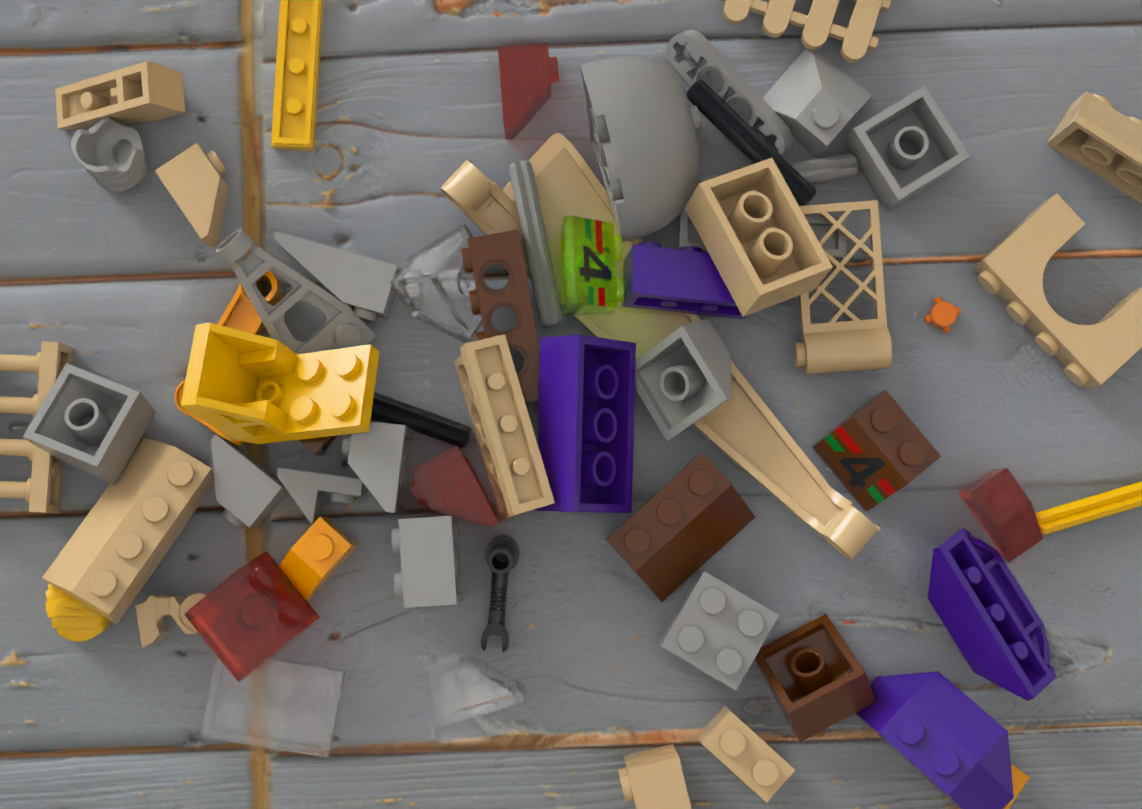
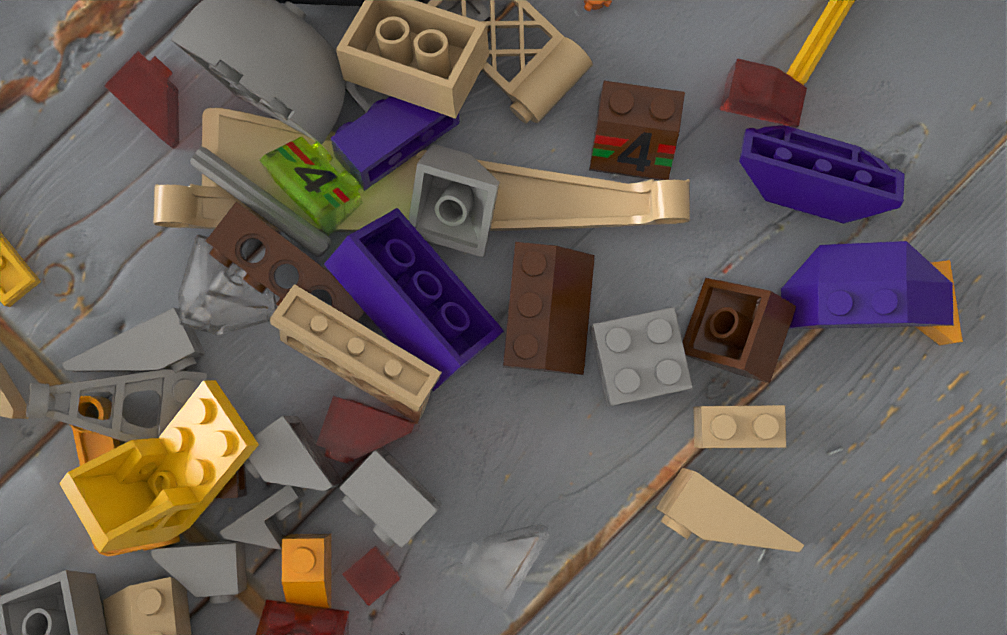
camera: 40 degrees left, 0 degrees up
(360, 606) = (372, 575): none -> clear red plate
(421, 420) = (293, 404): black axle -> none
(499, 584) = (460, 472): black brick -> none

